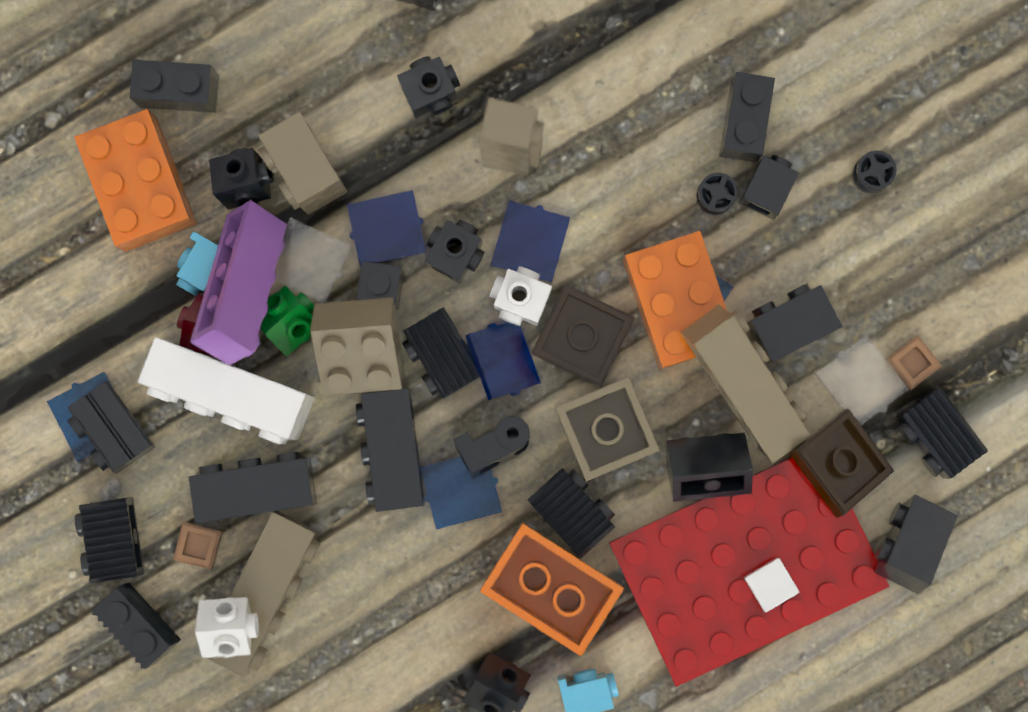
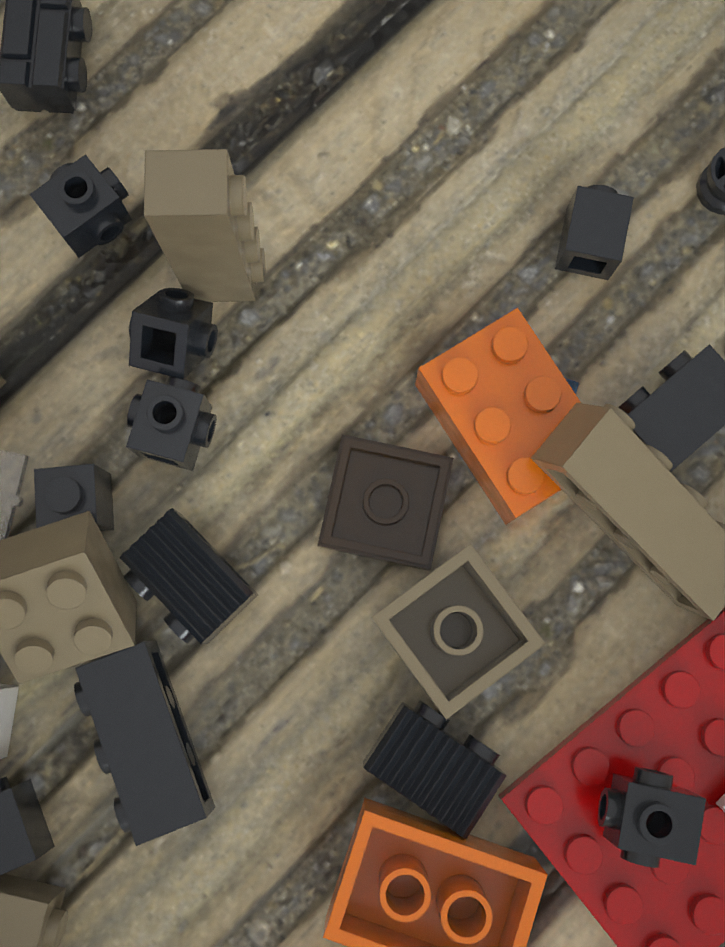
camera: 20 degrees left, 5 degrees down
(386, 228) = (71, 417): clear blue piece -> none
(456, 496) = (262, 771): clear blue piece -> none
(468, 190) = (171, 333): none -> black brick
(493, 448) = (296, 699): black leg -> none
(502, 359) = (277, 564): clear blue piece -> none
(530, 240) = (279, 388): clear blue piece -> none
(531, 307) = (297, 481): white brick -> none
(708, 579) = (651, 818): none -> black brick
(709, 466) = (621, 648): black brick -> none
(720, 187) = (529, 247): black wheel -> none
(747, 117) = (538, 144): black brick -> none

